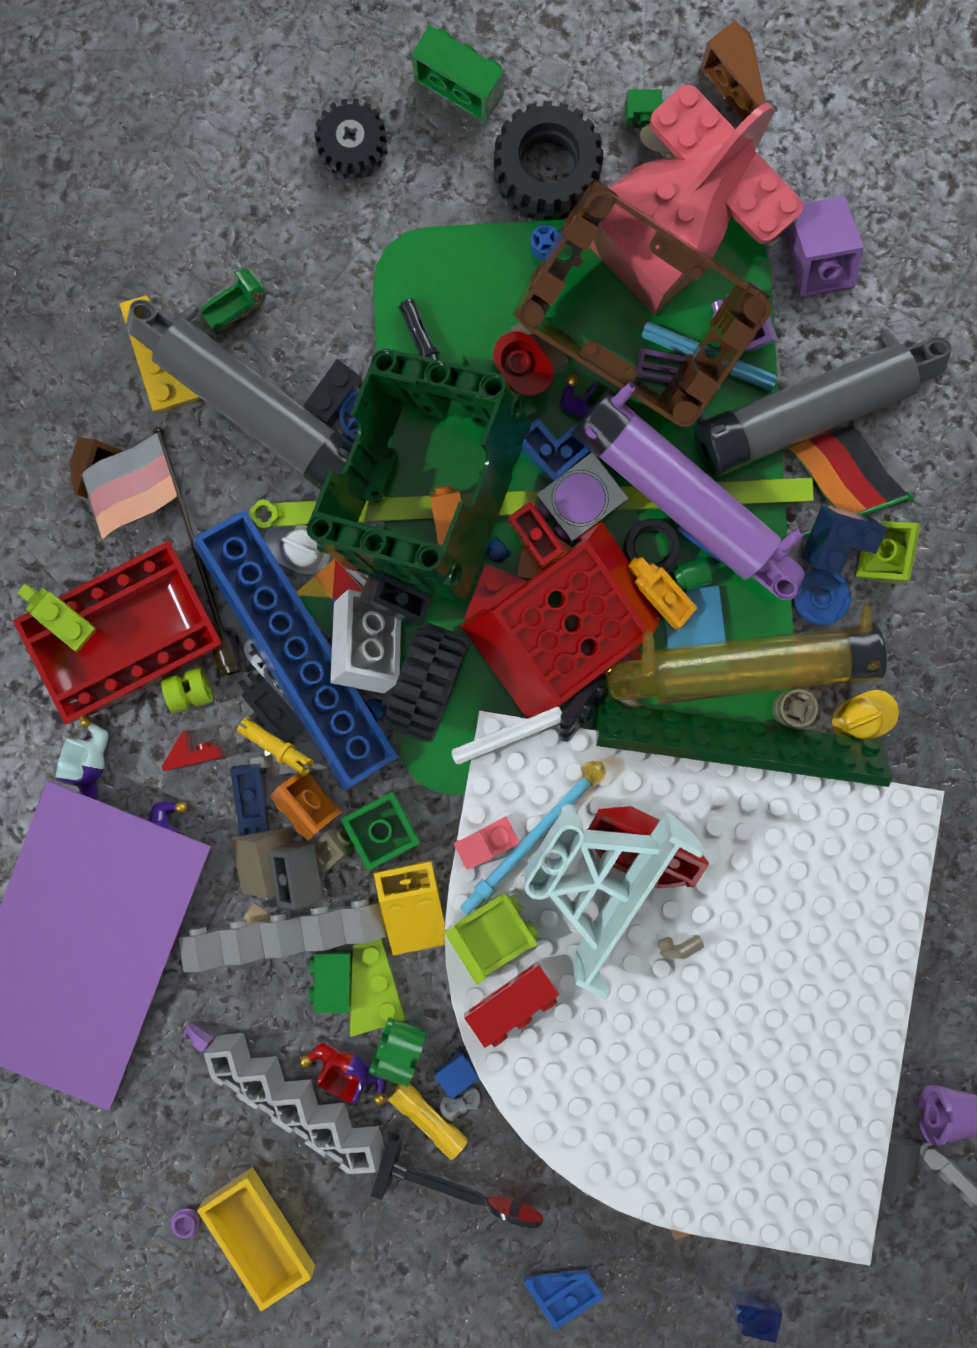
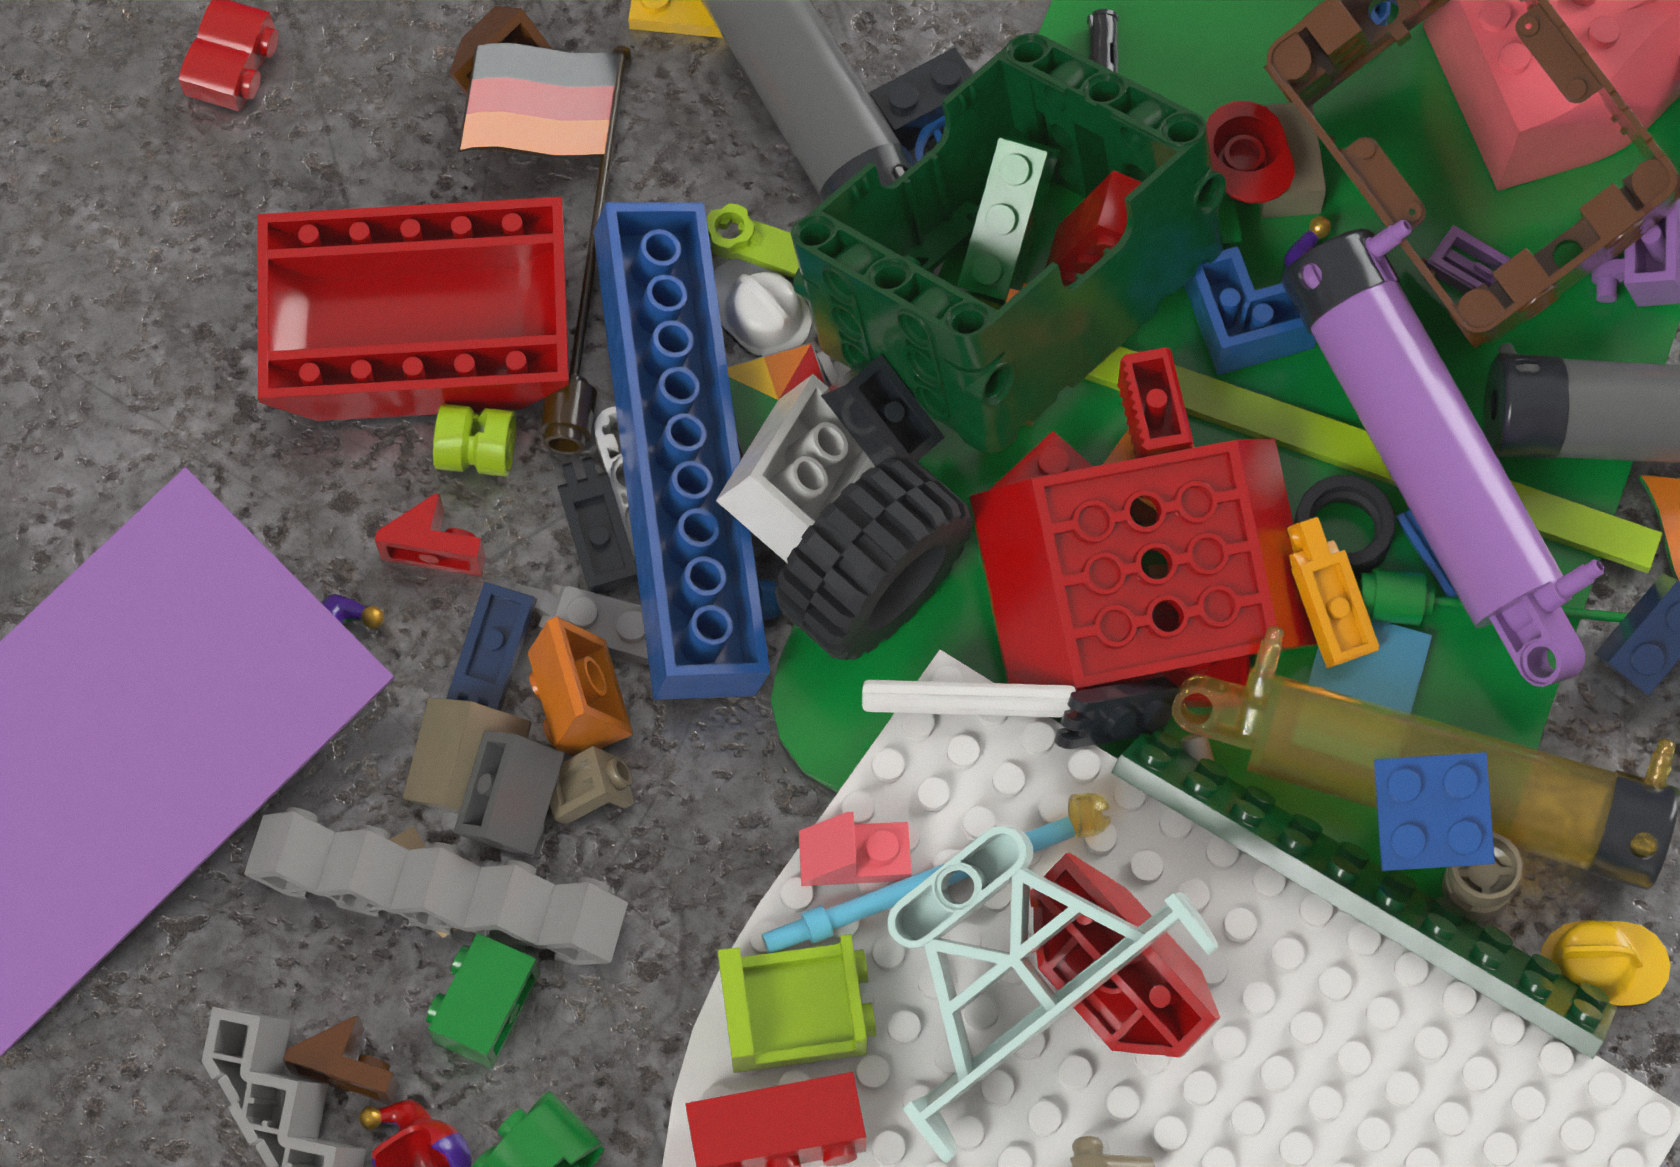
camera: 25 degrees right, 20 degrees down
(57, 617) = (332, 234): lime hinge -> none
(83, 761) = (255, 476): light aqua piece -> none
(200, 1038) = (207, 993): medium lavender tile -> none
(274, 1046) = (330, 1060): none -> reddish brown slope
(284, 752) = (584, 591): yellow pin -> none
(372, 989) = (544, 1044): lime wing -> none
(381, 830) = (685, 784): green brick -> none
(410, 452) = (1008, 217): none -> brick
(411, 906) = (673, 923): yellow slope -> none
(460, 445) = (1092, 227): none -> red brick
(497, 550) = (1081, 431): blue hinge -> none
(580, 498) = (1256, 393): panel -> none
(686, 346) = (1578, 298): medium azure axle -> none
(767, 700) = (1434, 811): none -> blue brick
(822, 598) = (1606, 729): blue tile -> none

